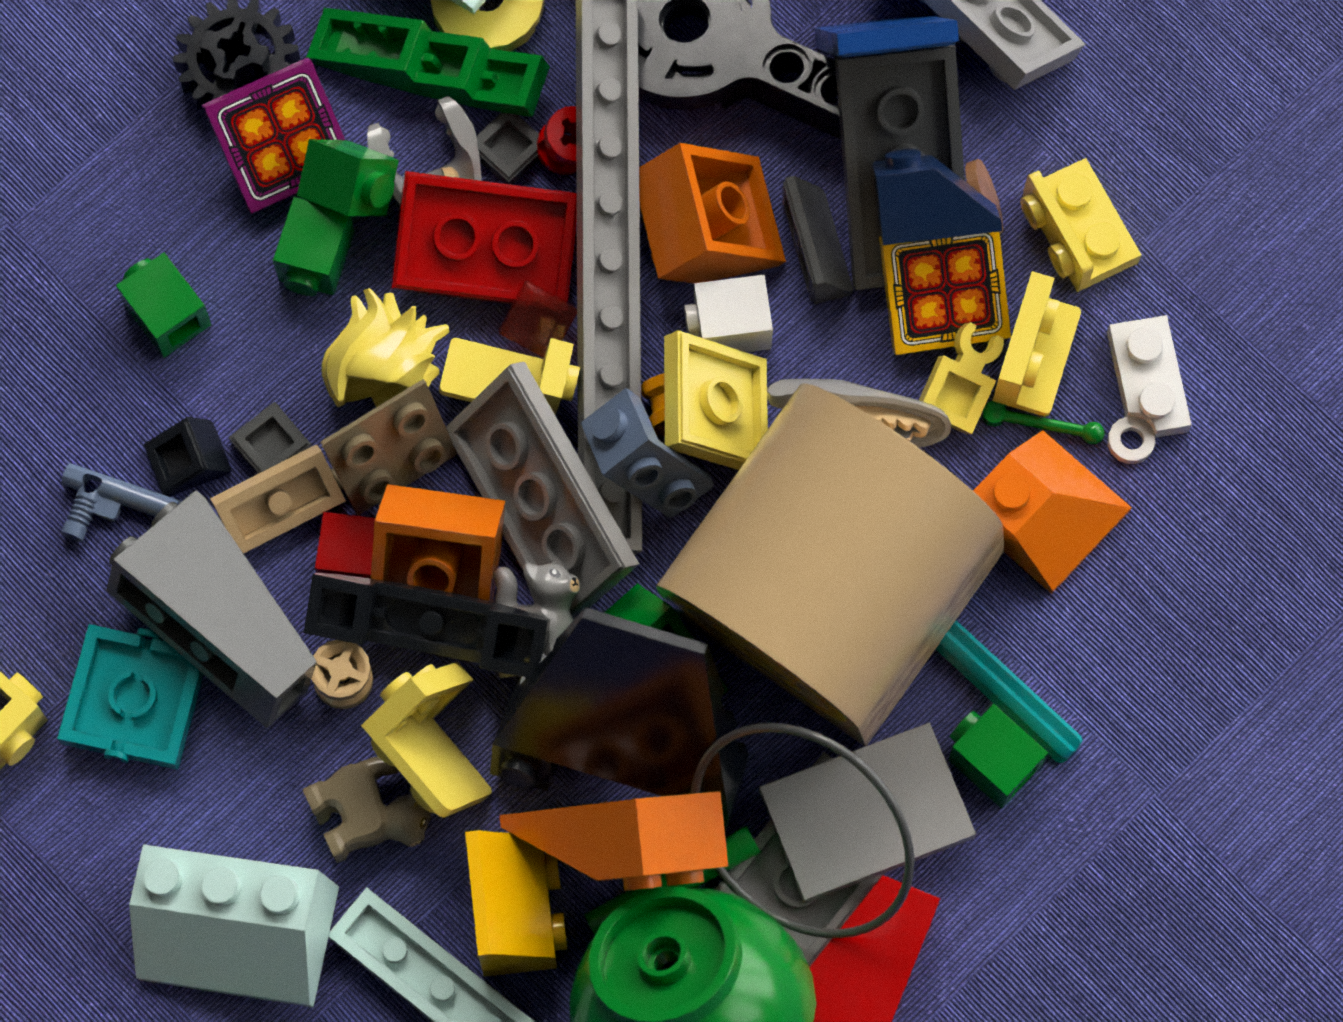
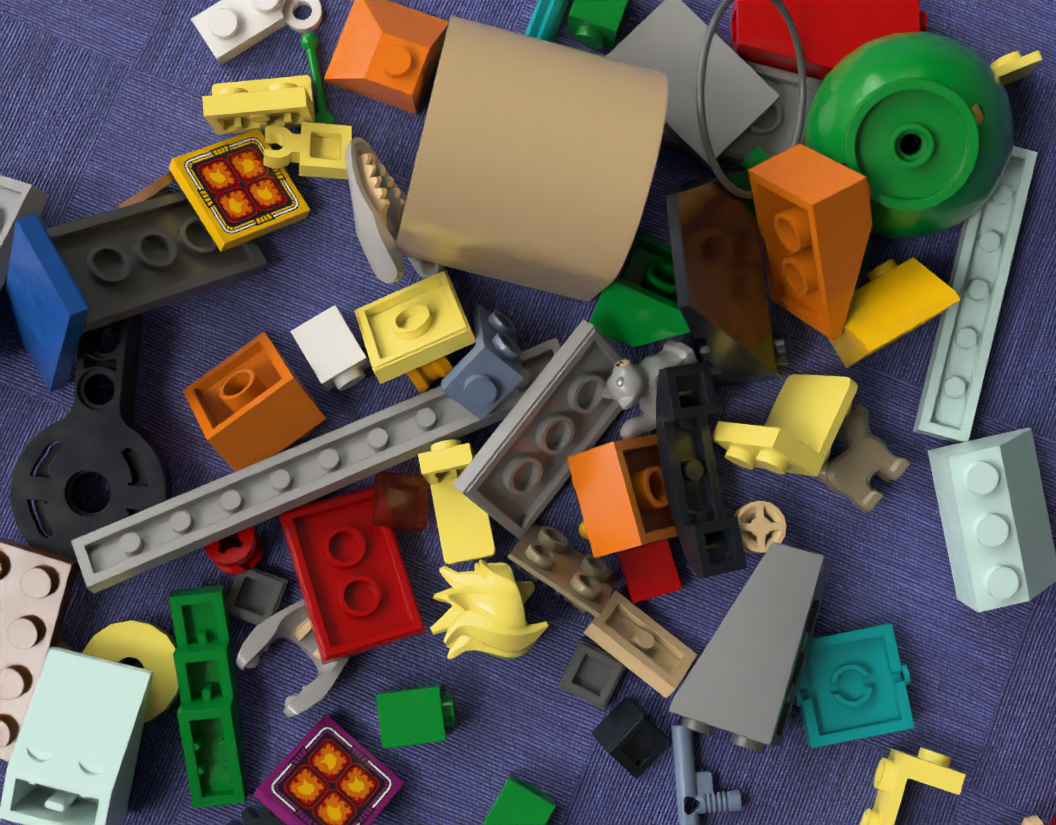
camera: 110 degrees left, 10 degrees up
(347, 177) = (346, 710): green brick -> none
(815, 240) = (238, 314): dark grey slope -> none
(927, 200) = (180, 216): dark blue slope -> none
(1079, 224) = (140, 115): light yellow bracket -> none

